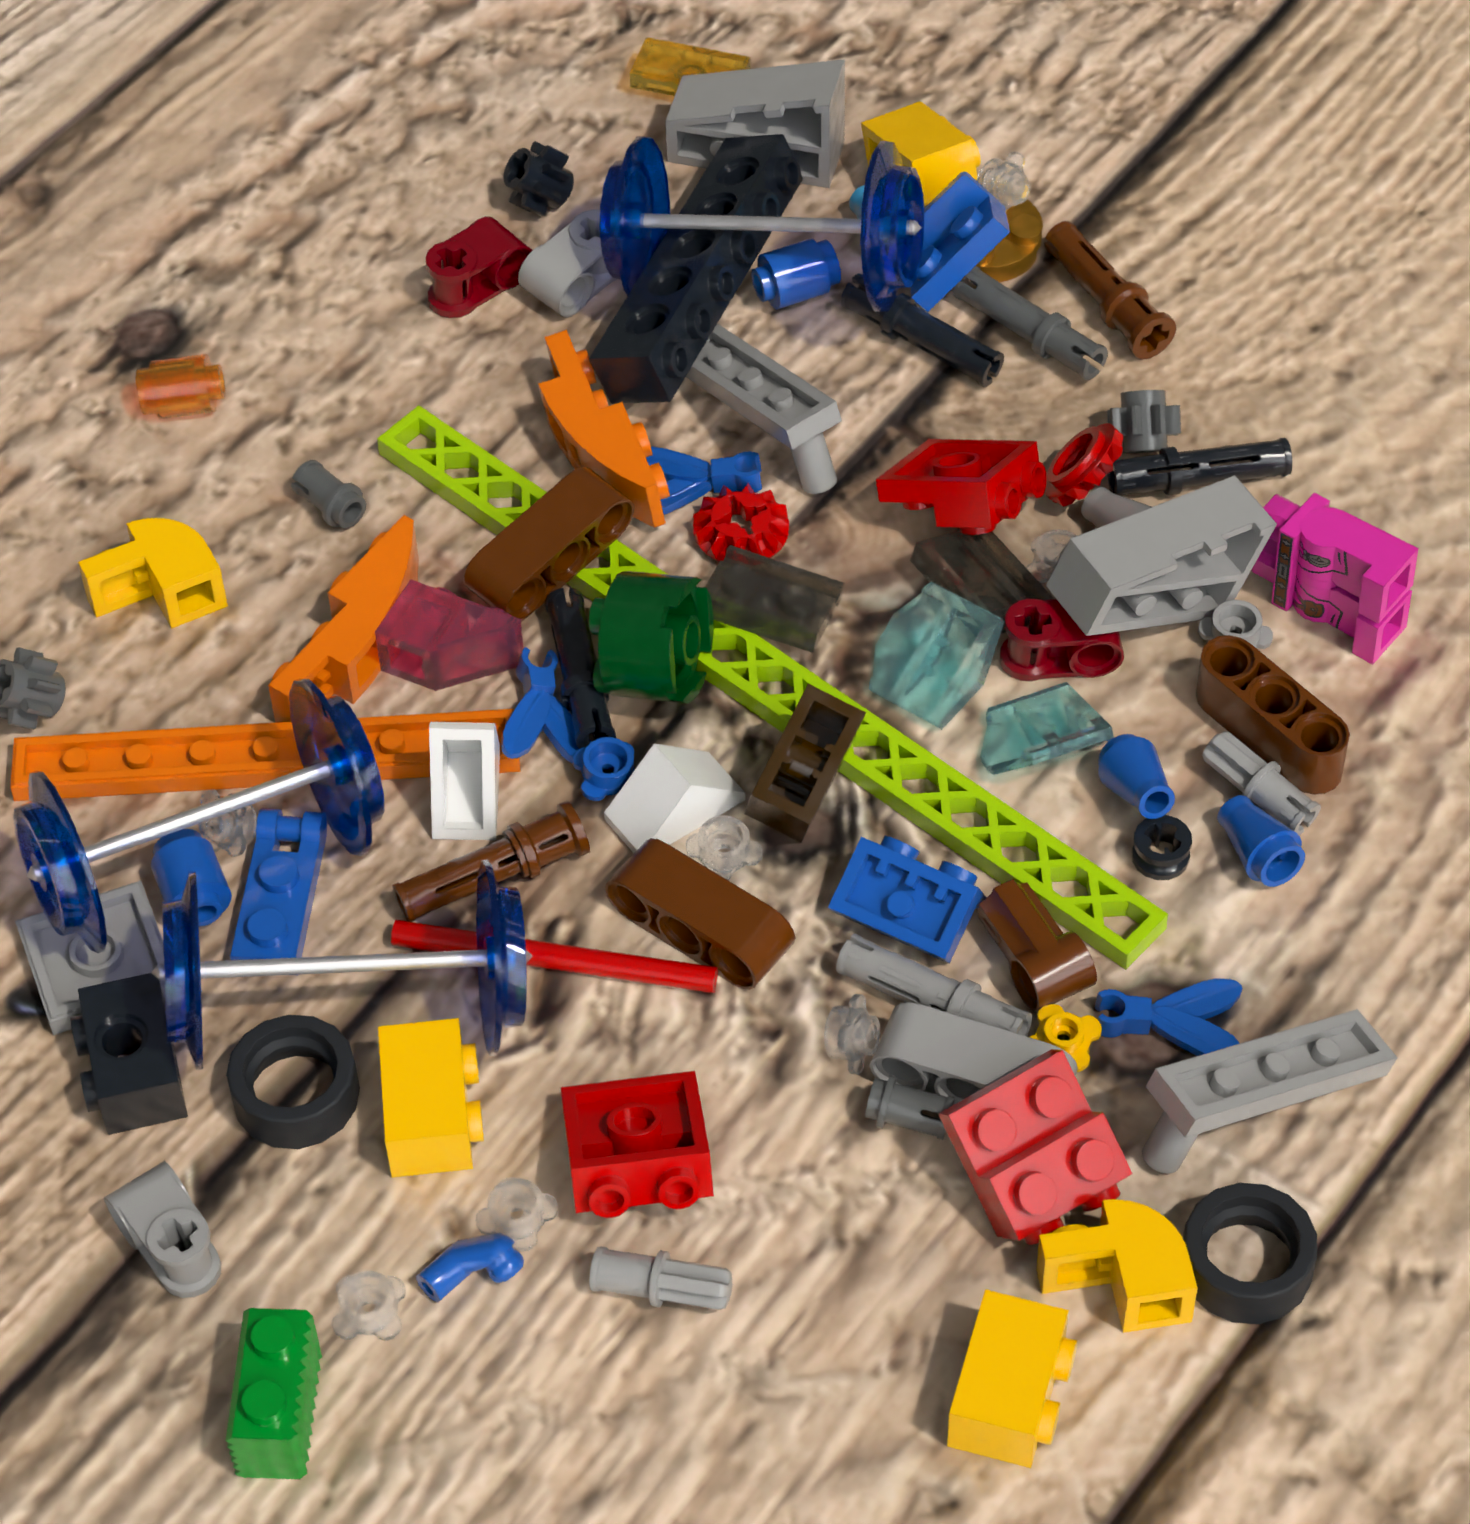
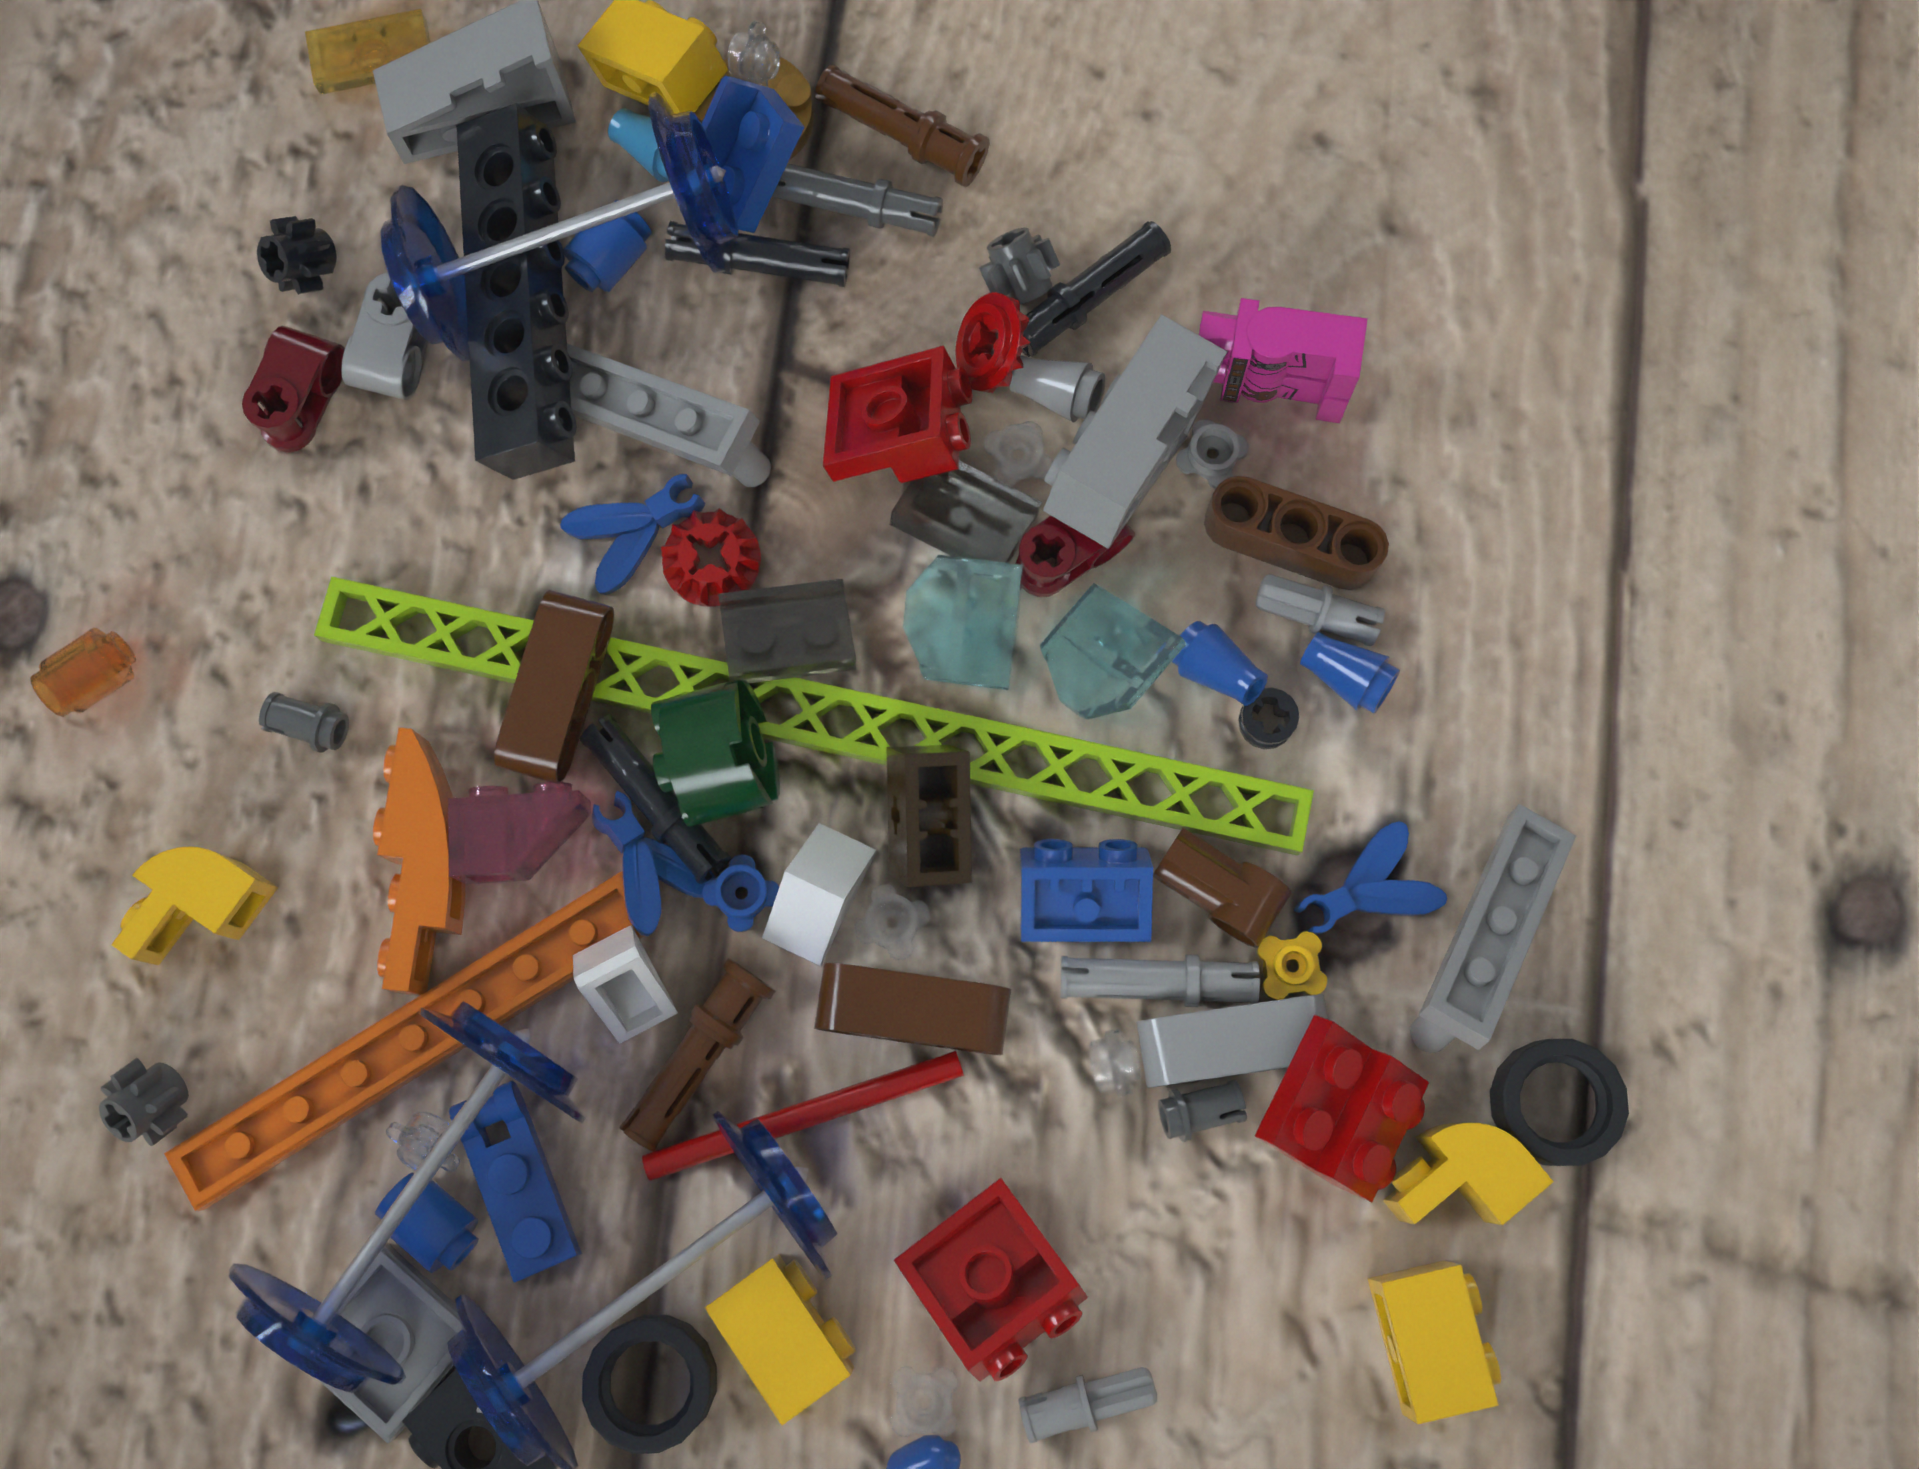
camera: 30 degrees left, 25 degrees up
(598, 433) = (526, 533): orange slope -> none

